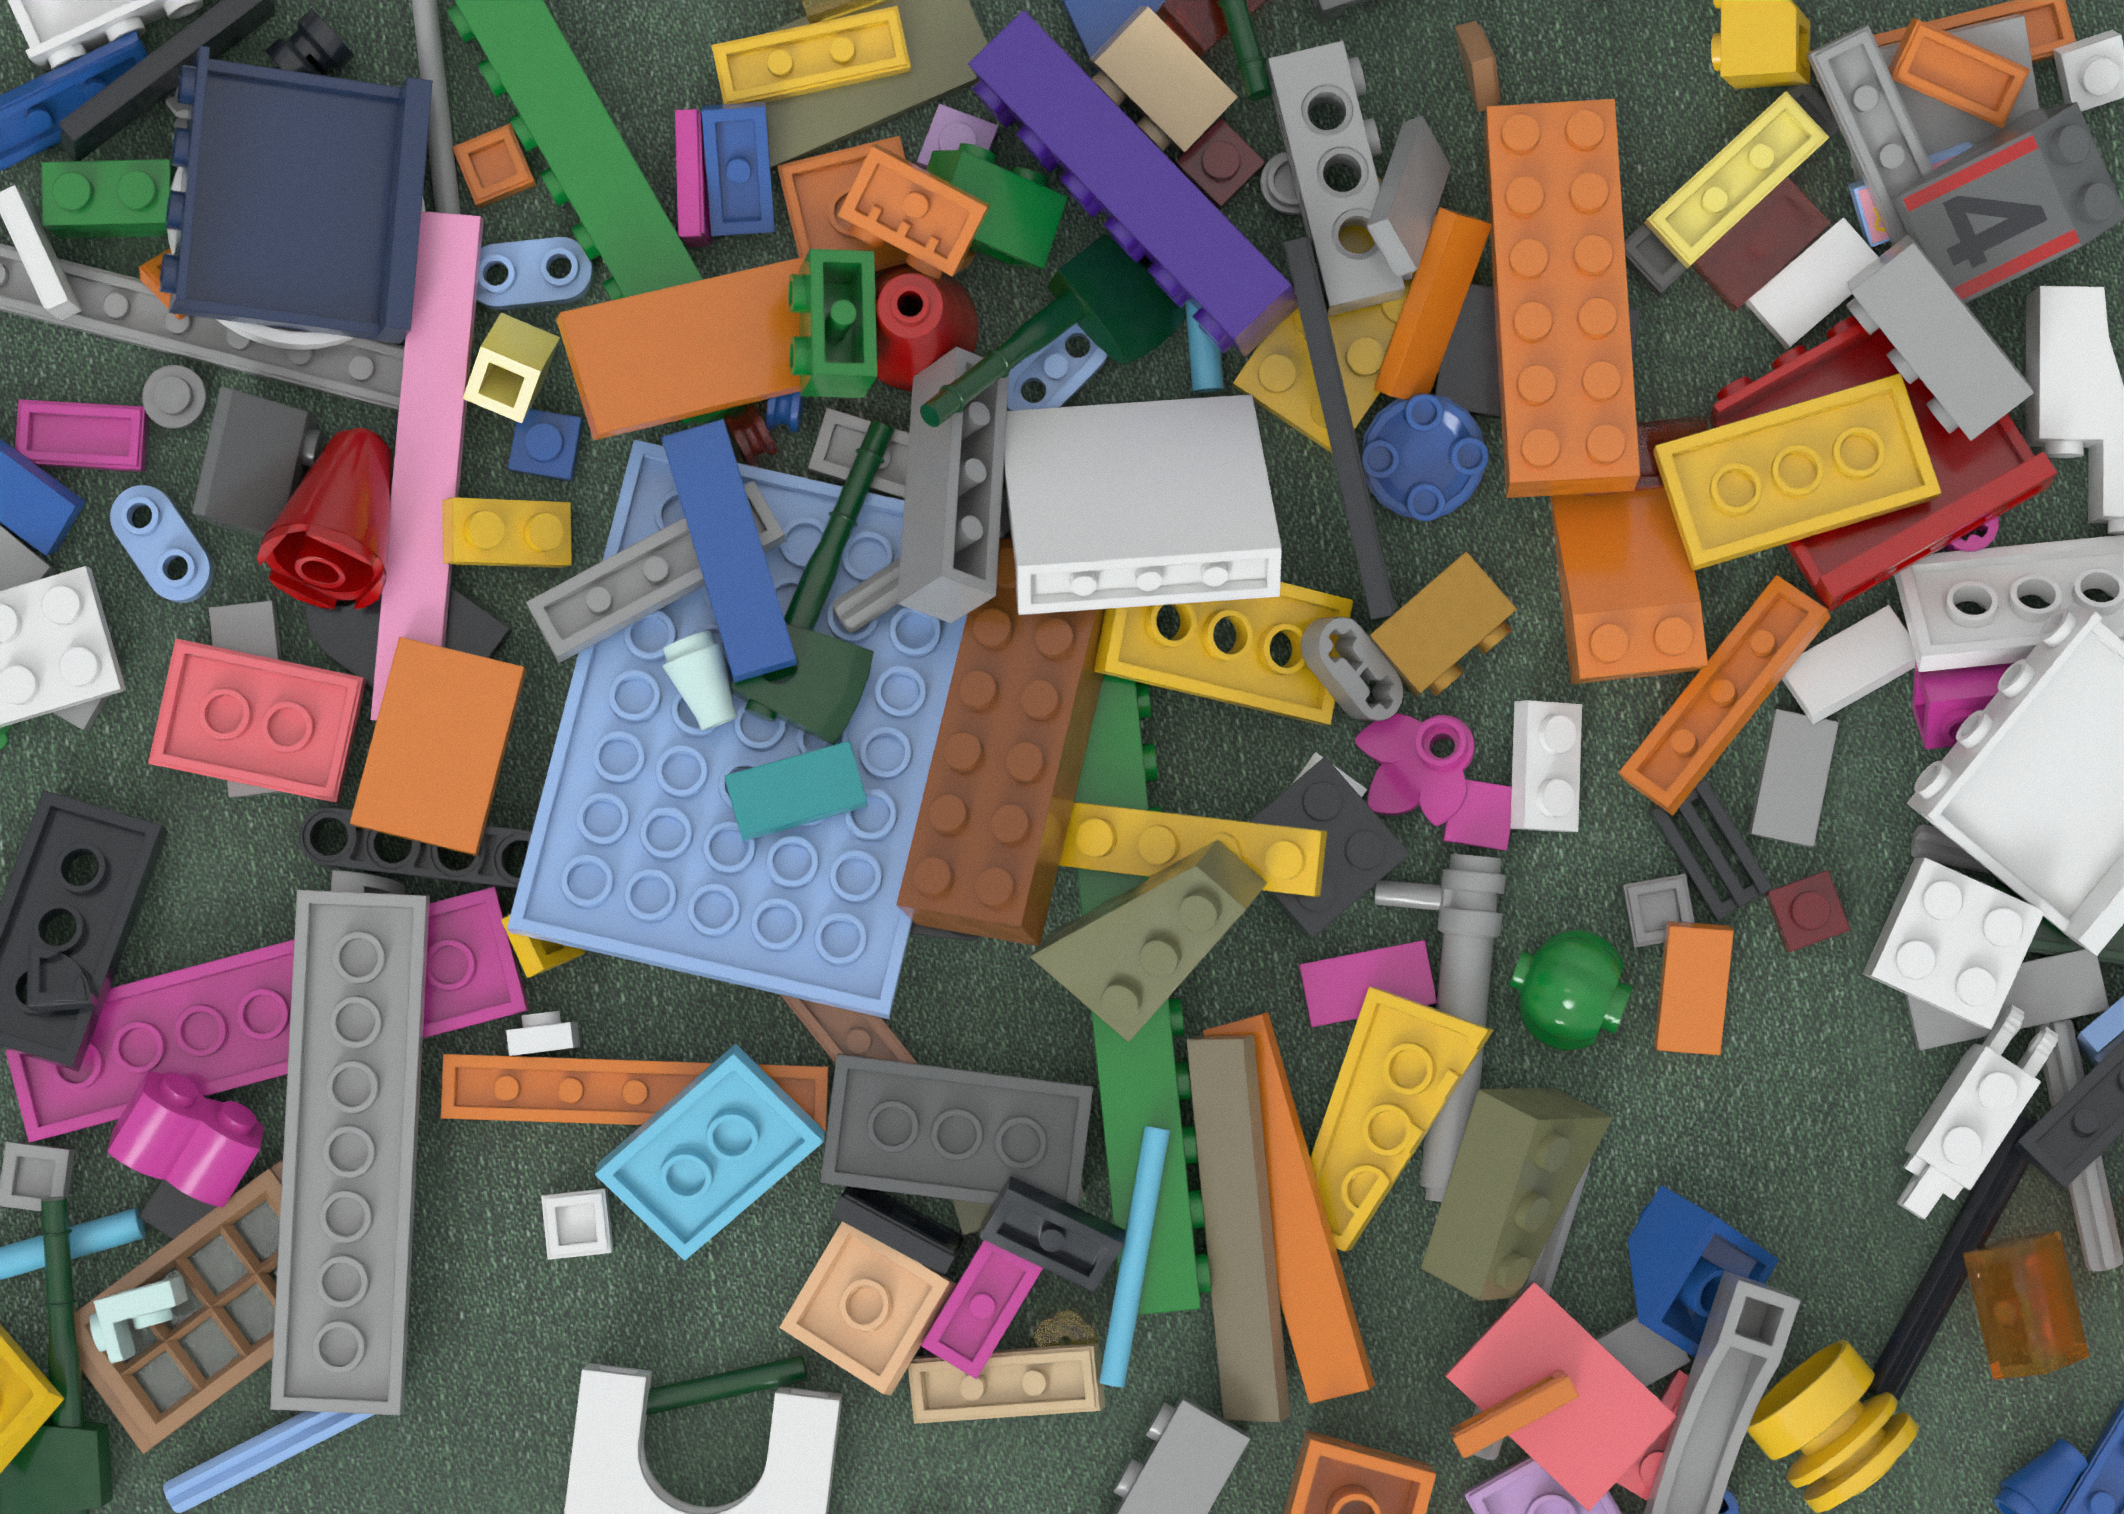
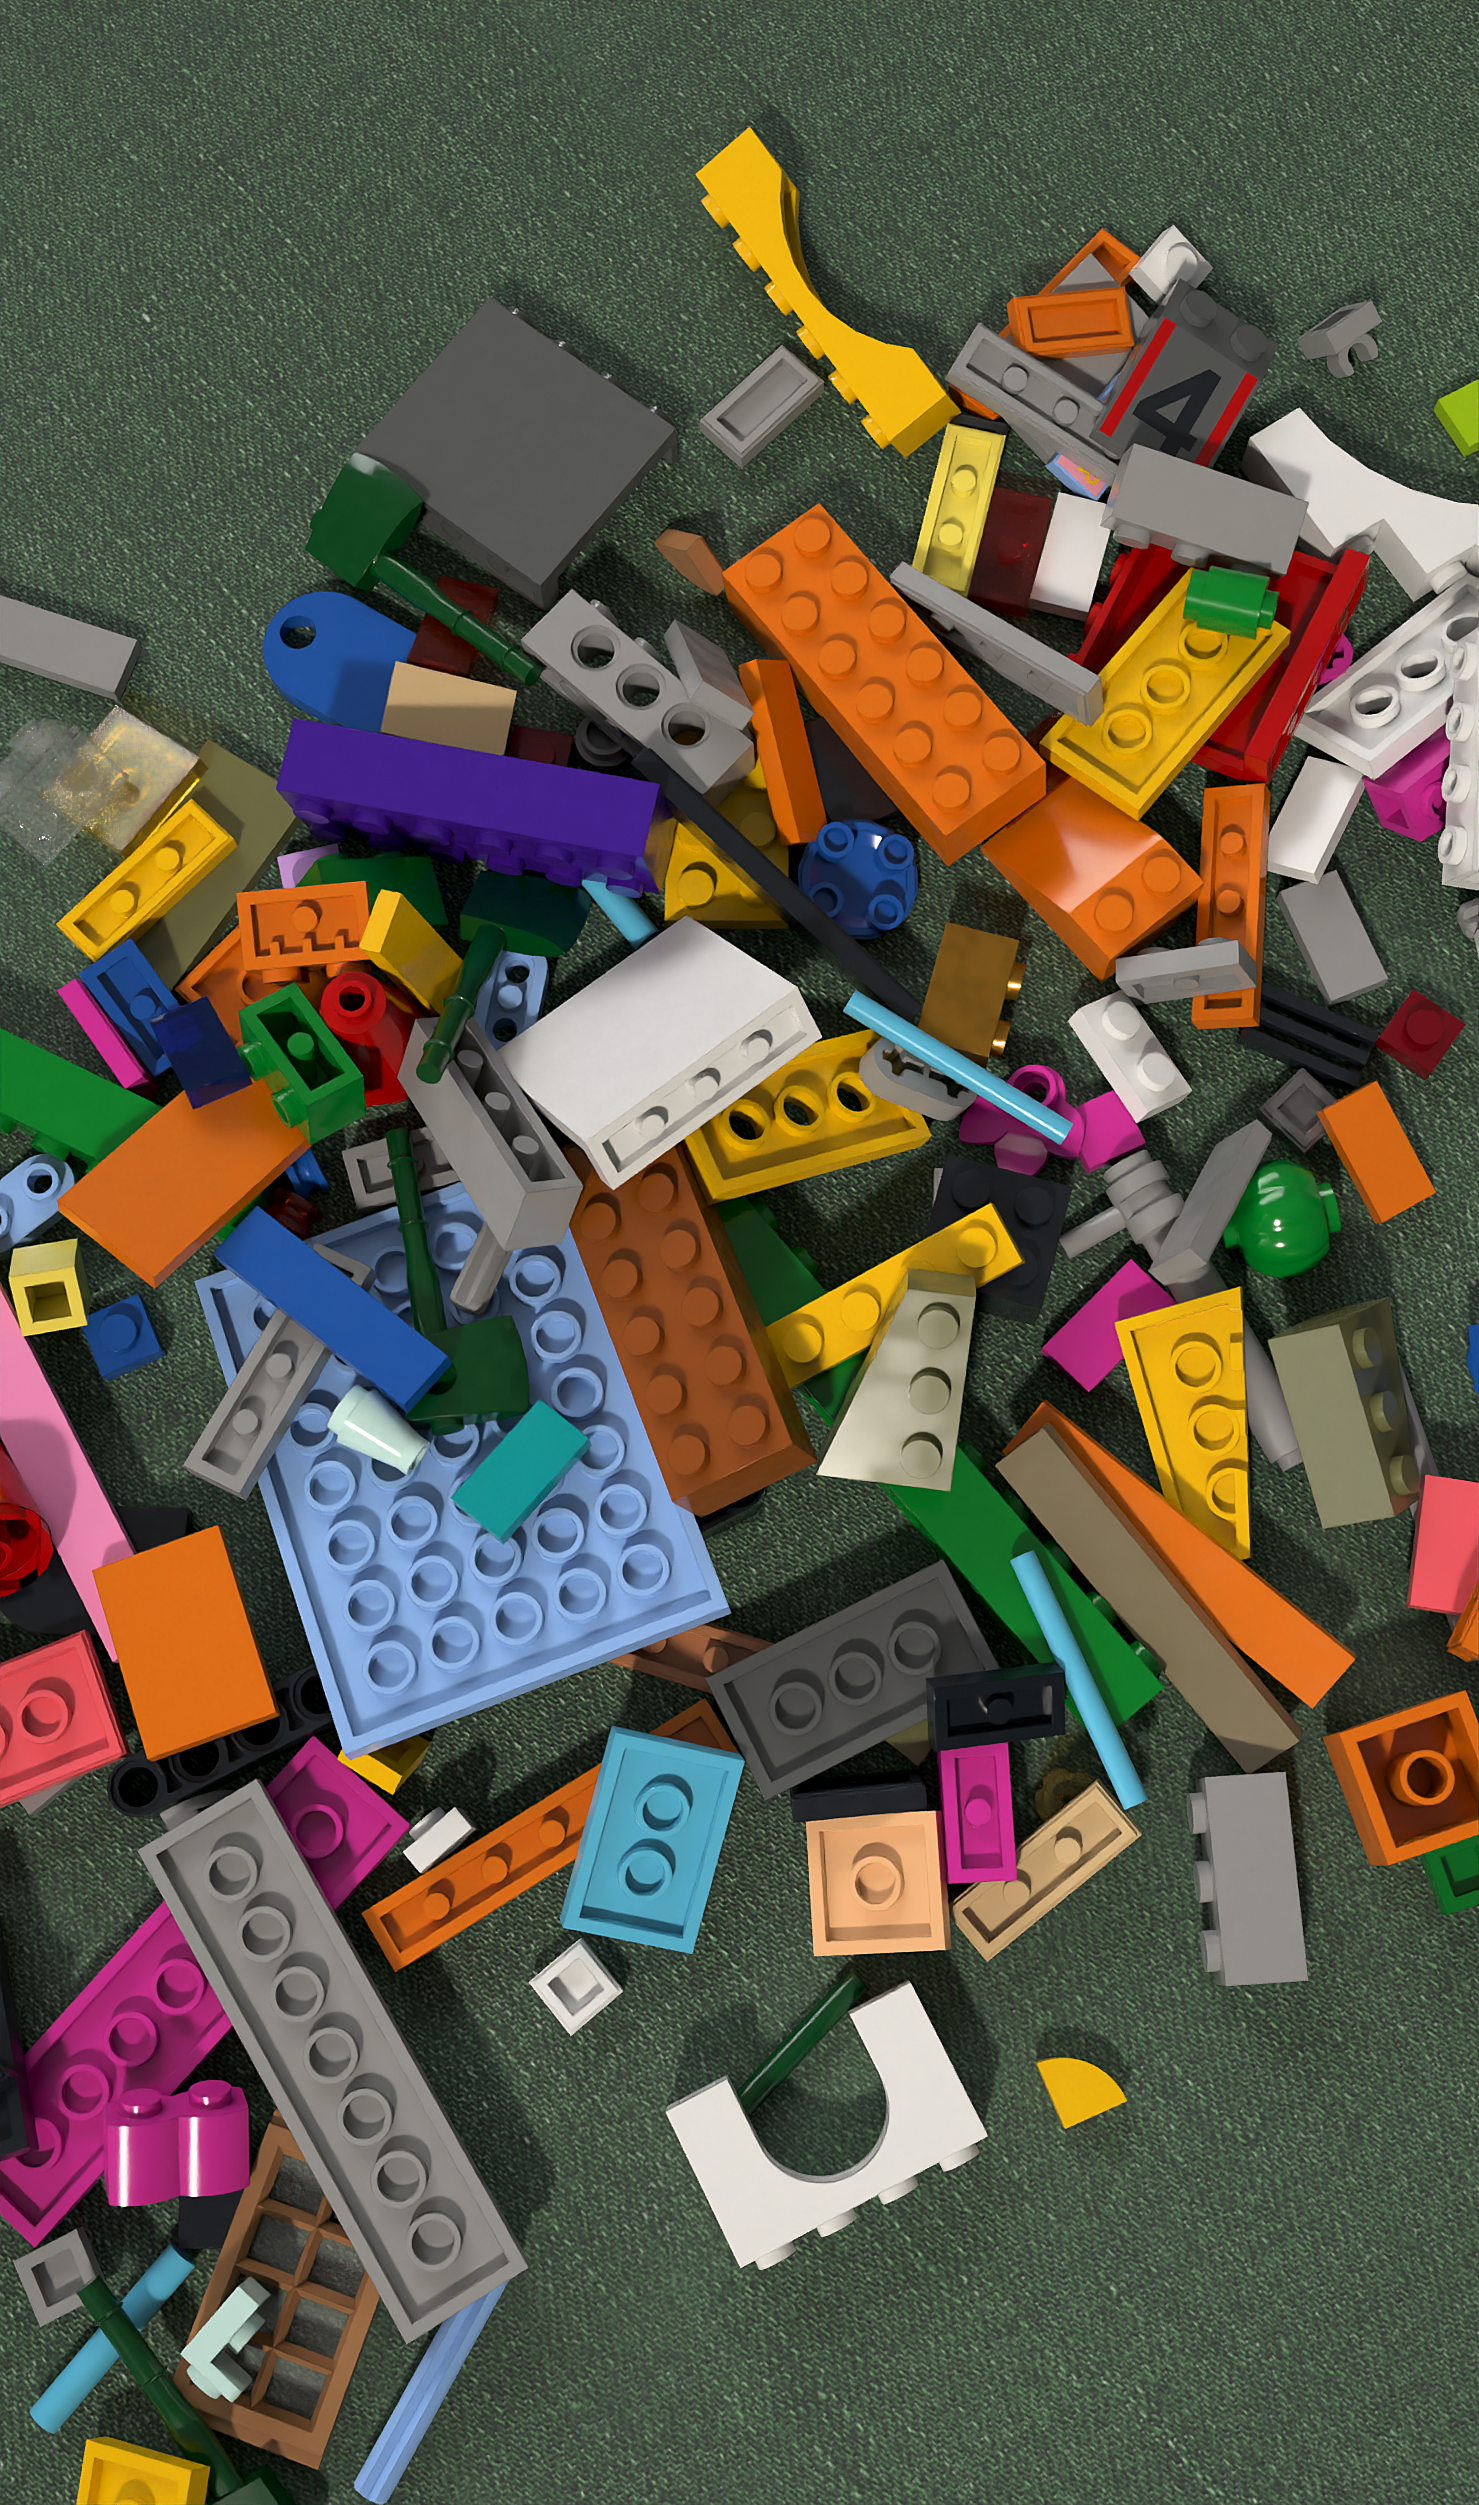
camera: 30 degrees left, 10 degrees down
(506, 532) = (132, 1427): yellow plate -> none
(760, 249) = (200, 1052): none -> clear blue tile
(991, 288) = (410, 952): none -> yellow tile
(1387, 685) = (958, 1067): none -> medium azure bar
(1518, 942) = (1211, 1203): none -> light grey tile
(1621, 719) = (1201, 970): none -> light grey plate
(1678, 334) = (1001, 646): none -> light grey tile
(1902, 435) = (1230, 602): none -> green brick

